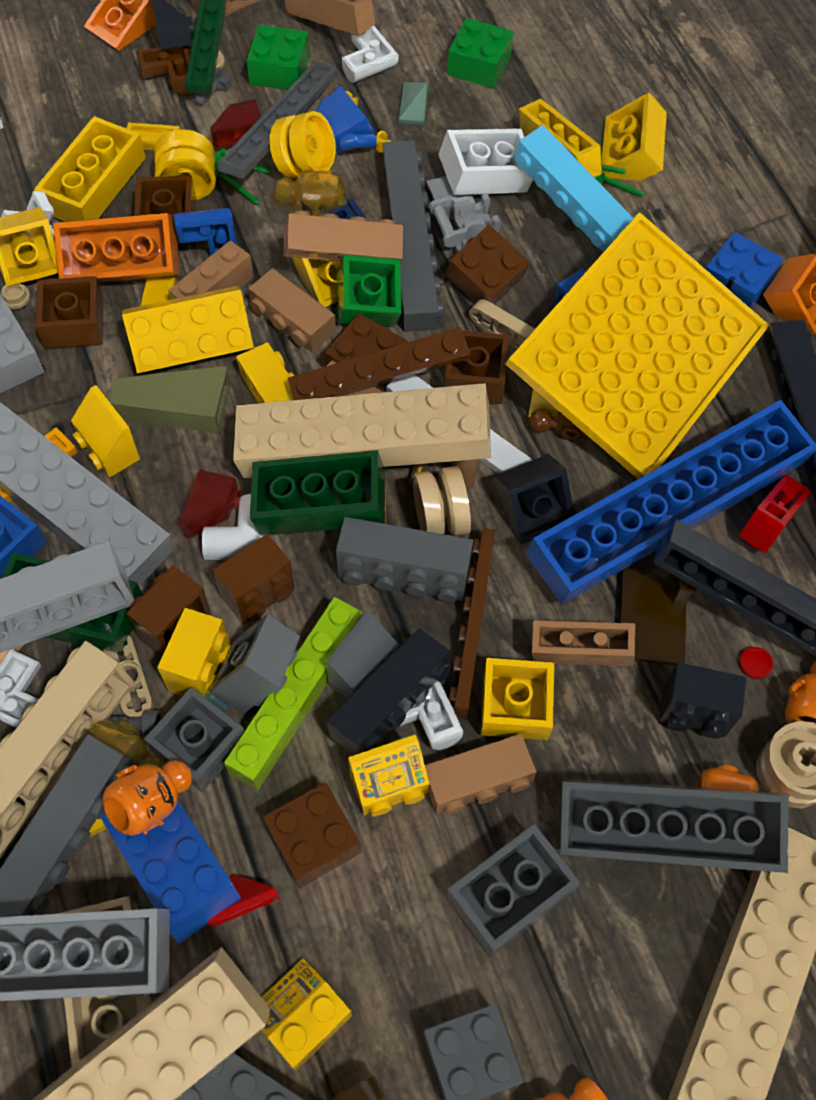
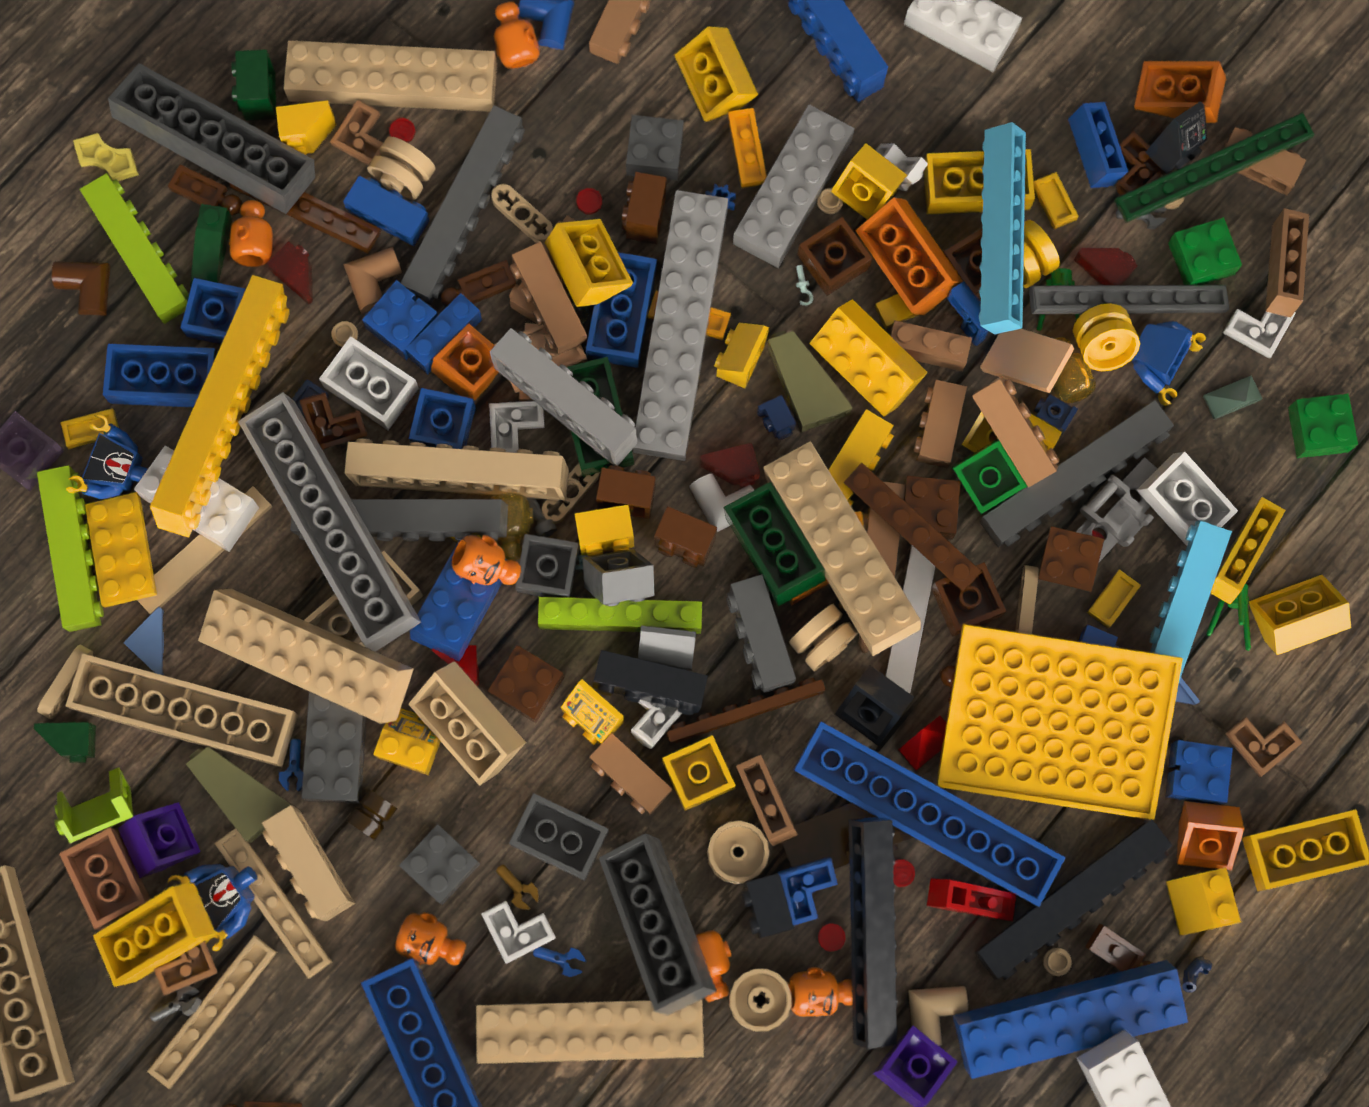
camera: 60 degrees right, 15 degrees up
(76, 357) = (802, 285): none -> light aqua hand
(128, 79) = (1098, 144): none -> blue brick
(151, 154) = (1003, 229): none -> medium azure brick
(189, 439) = (777, 418): none -> dark blue brick
(265, 218) = (1027, 358): none -> light nougat tile
(319, 927) = (466, 723): none -> tan brick
(542, 266) = (1114, 598): none -> yellow tile
(544, 976) = (517, 887): none -> pearl gold bar
(594, 474) = (924, 744): none -> red slope
(607, 1012) = (516, 939): none -> white brick
(625, 703) = (737, 869): none -> tan wheel
(654, 969) = (560, 959): none -> blue bar
(689, 645) = (801, 881): none -> blue brick
(743, 218) = (1260, 751): none -> medium nougat brick

